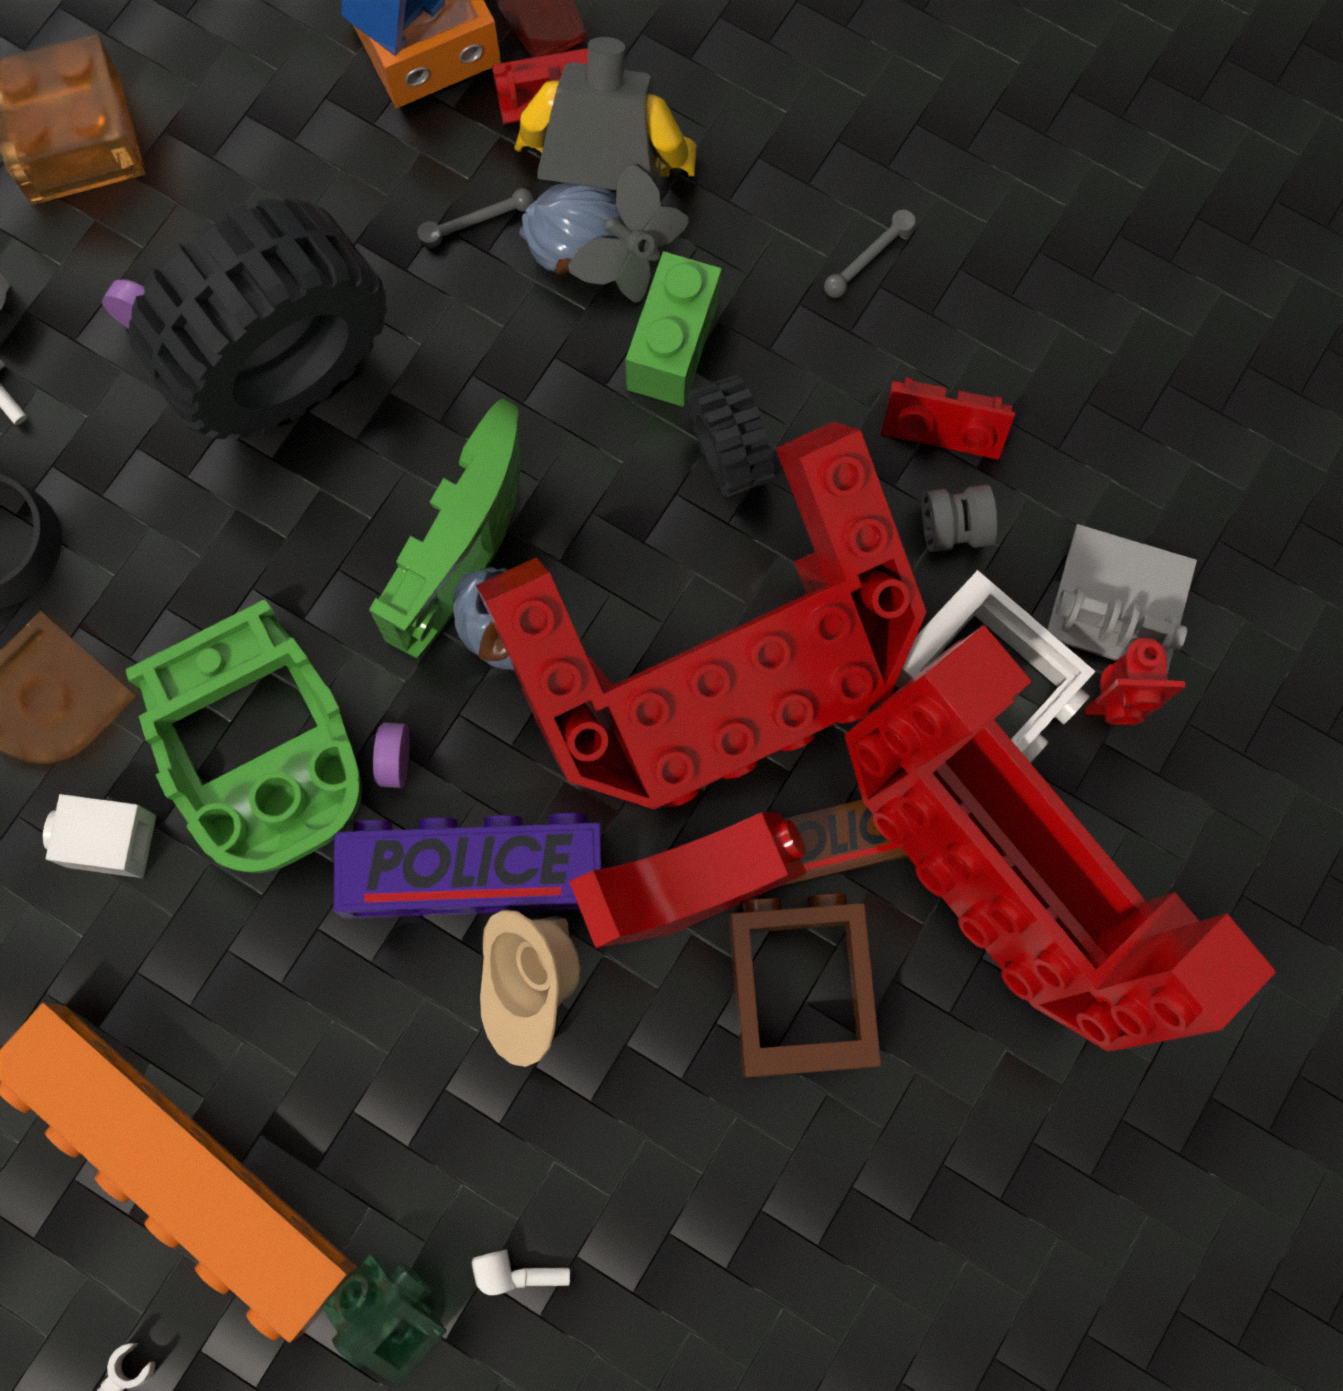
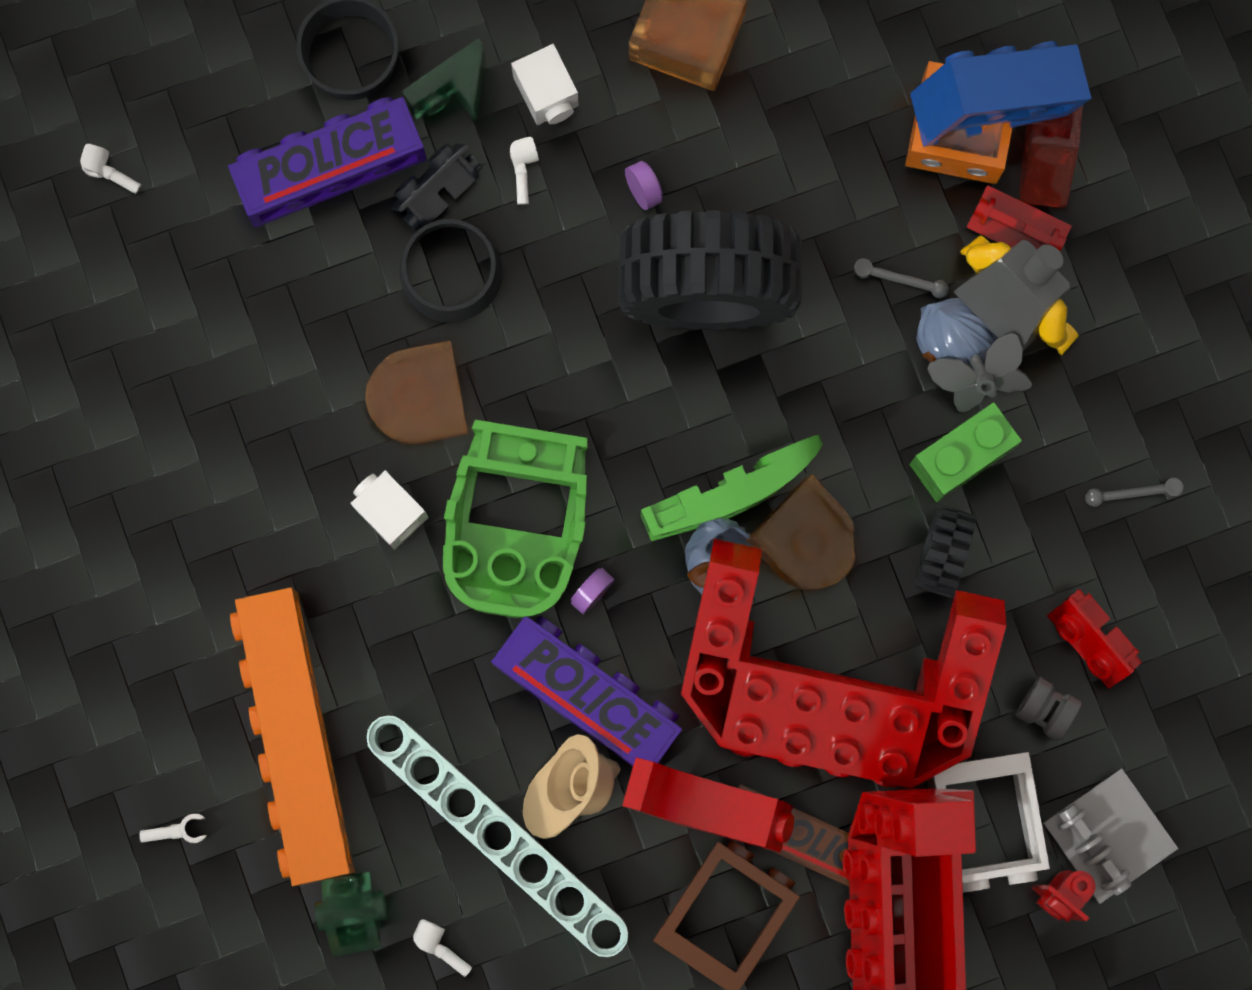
camera: 40 degrees right, 5 degrees up
(452, 1107) = (475, 824): none -> light aqua beam
(581, 530) = (807, 538): none -> clear orange tile

